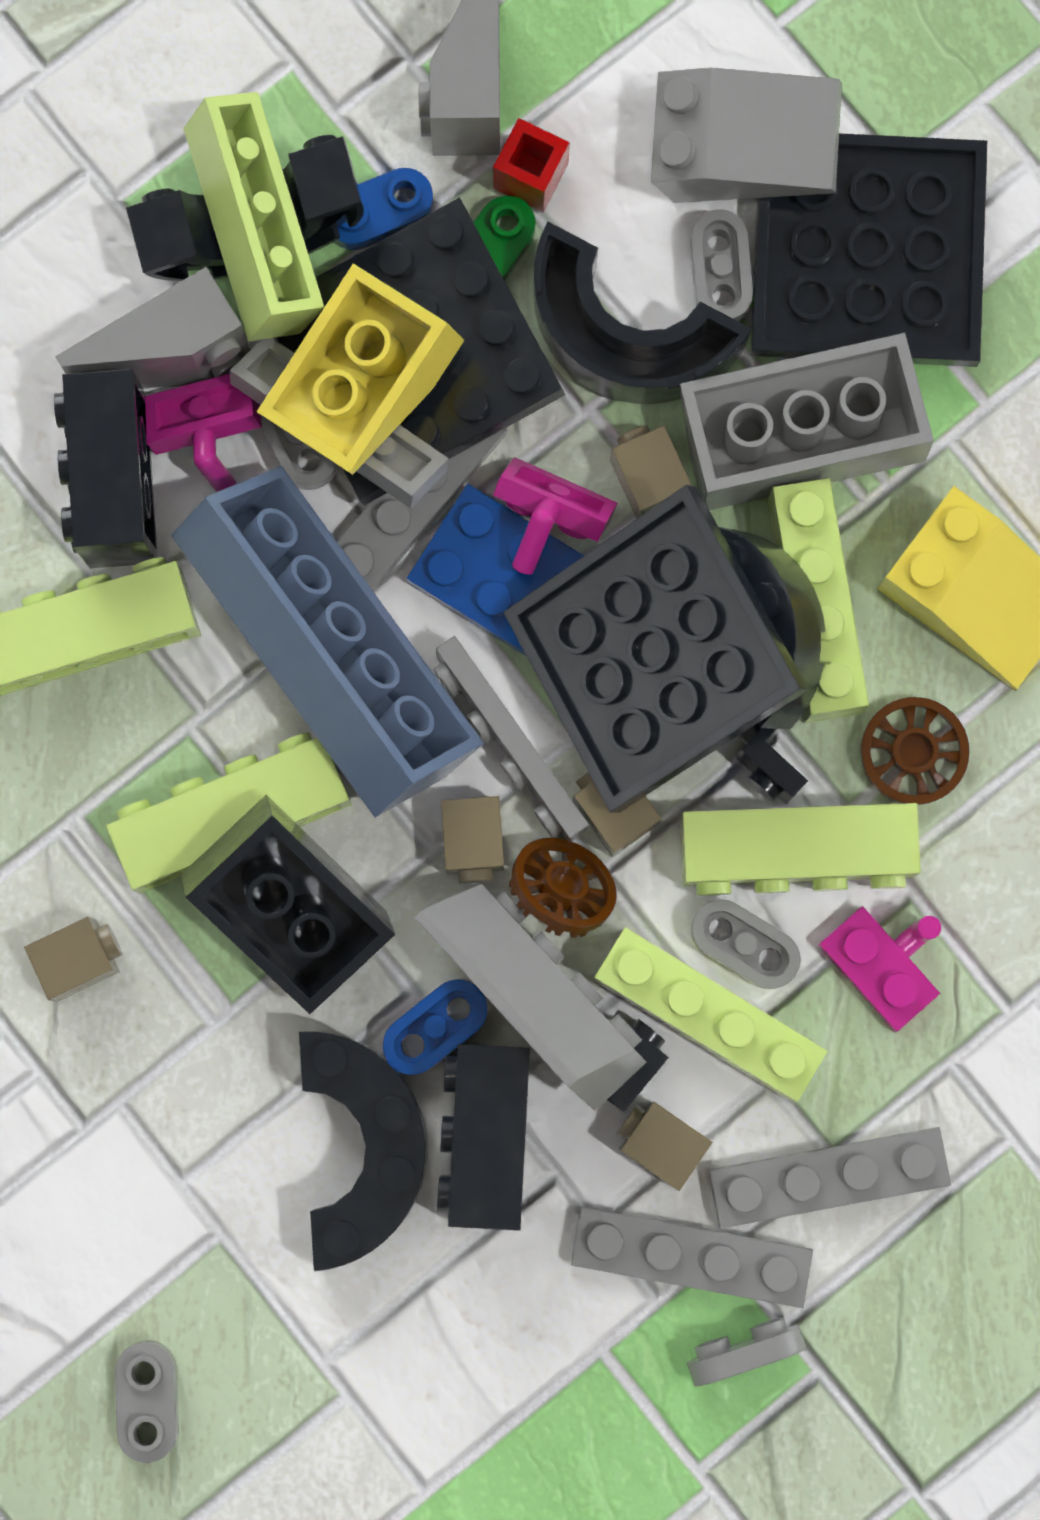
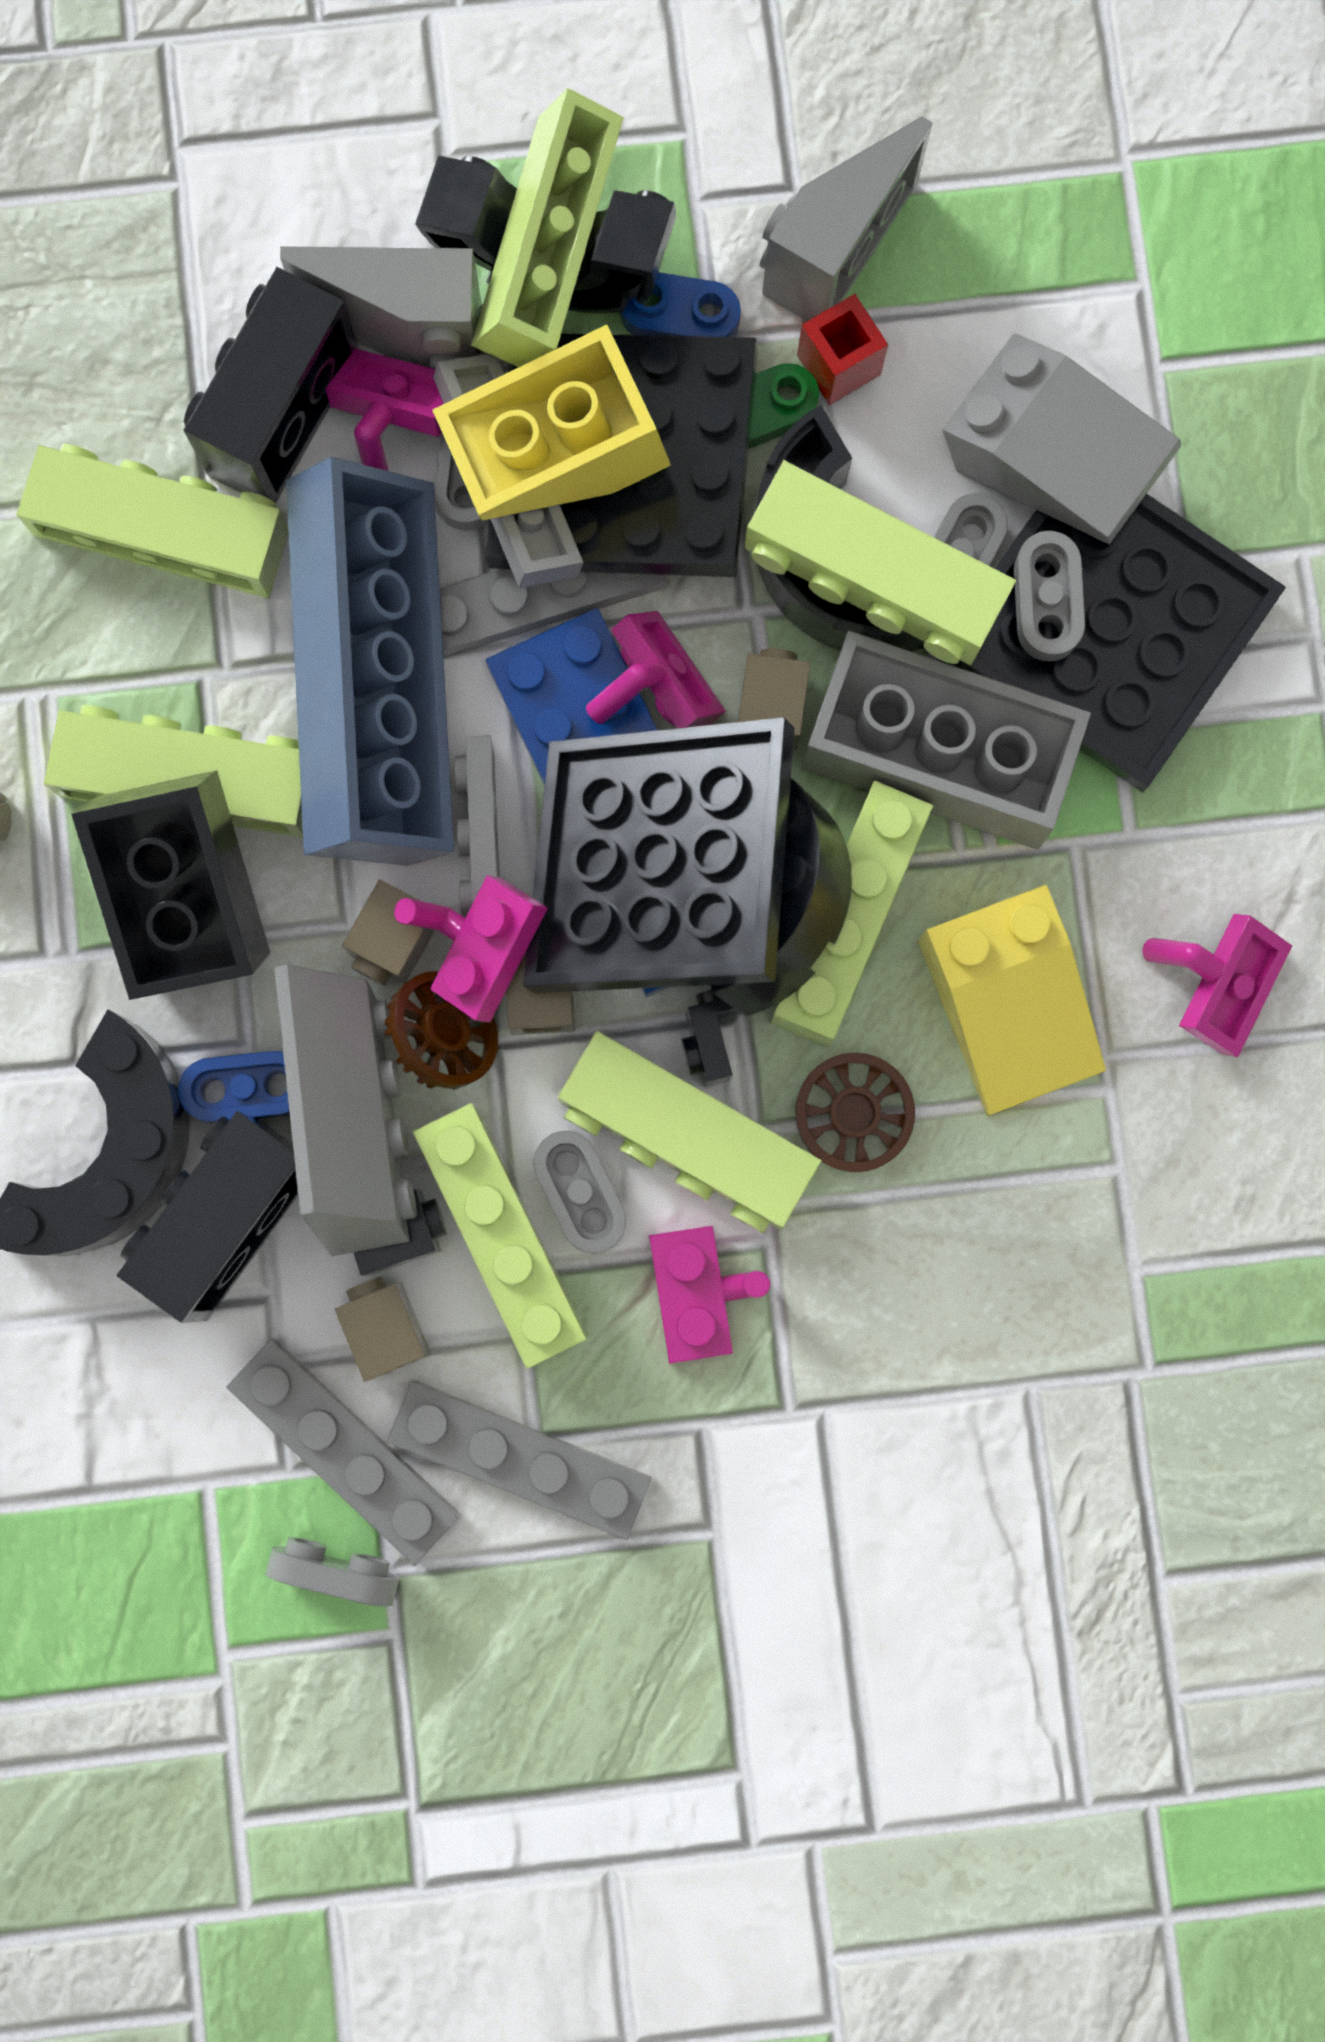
camera: 30 degrees right, 0 degrees up
(558, 797) = (485, 943): none -> dark pink plate
(676, 321) = (876, 564): none -> yellowish green brick
(818, 261) = (1049, 599): none -> light grey plate

